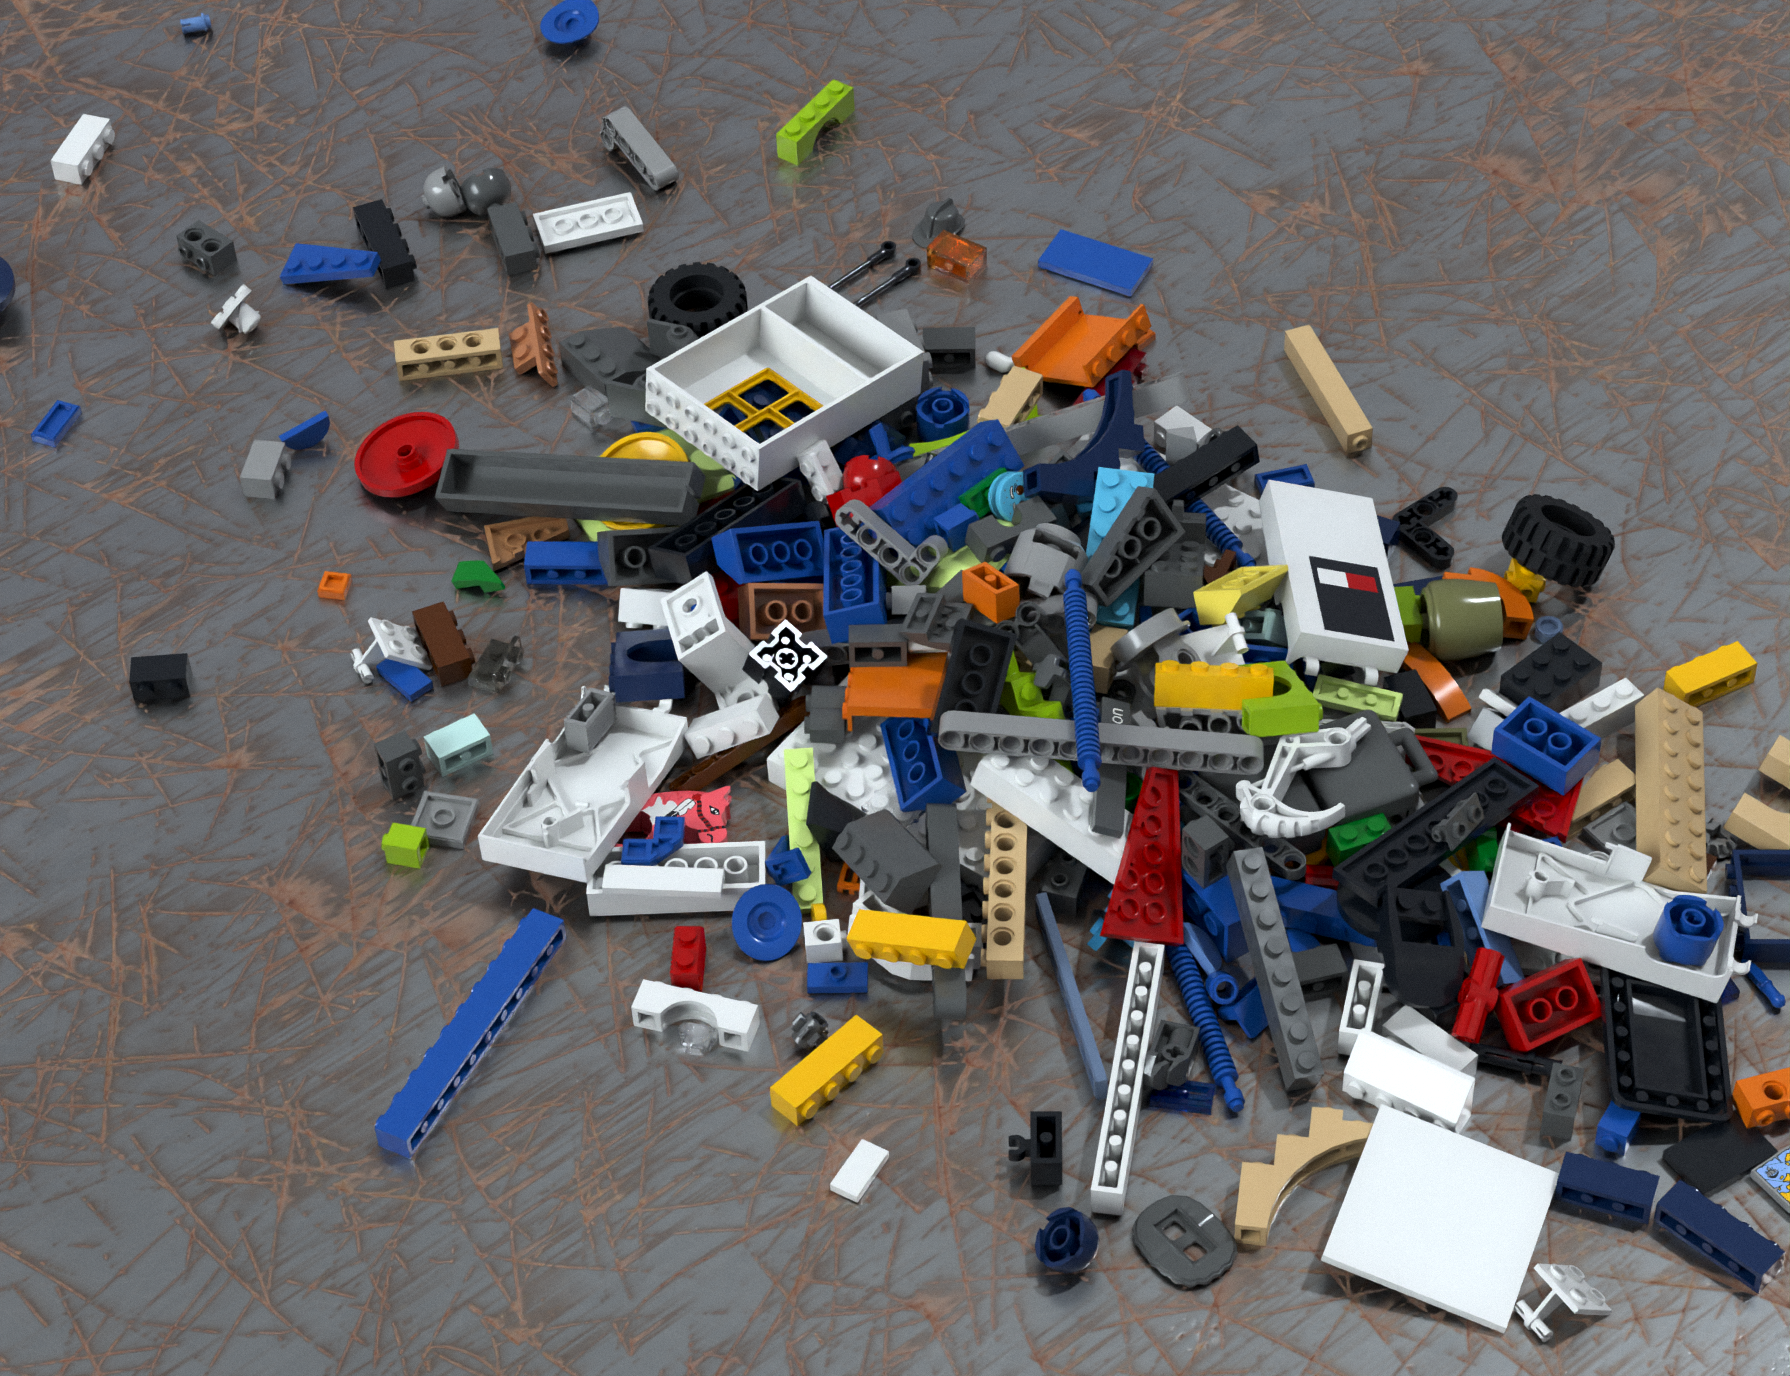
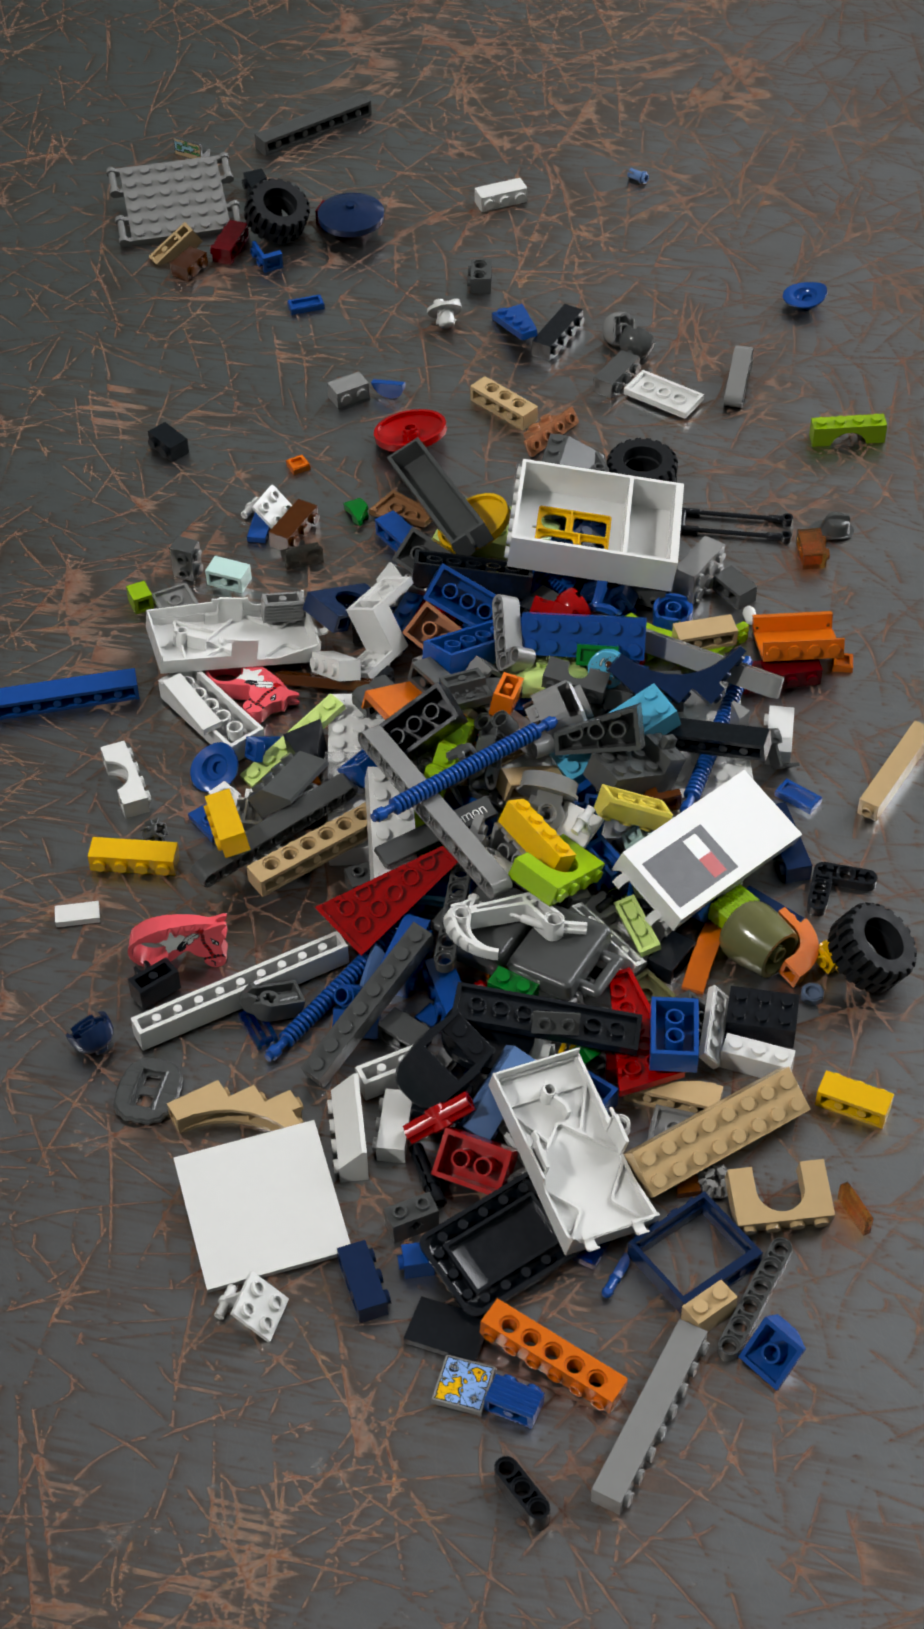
camera: 50 degrees right, 0 degrees up
(666, 840) = (225, 687): blue tile -> none
(688, 957) = (159, 752): red brick -> none
(697, 1037) = (107, 788): clear cone -> none
(784, 663) = (391, 653): black brick -> none
(818, 912) = (241, 786): yellow tile -> none
(821, 470) = (554, 581): white bracket -> none
(953, 525) = (558, 651): blue brick -> none
(1009, 1086) = (178, 934): none -> coral animal
(1071, 996) = (290, 924): sand blue tile -> none
(1095, 262) = (882, 609): blue tile -> none
(1204, 851) = (412, 908): dark grey brick -> none
(1687, 931) = (590, 1197): blue brick -> none
(1719, 1236) = (373, 1366): dark blue brick -> none

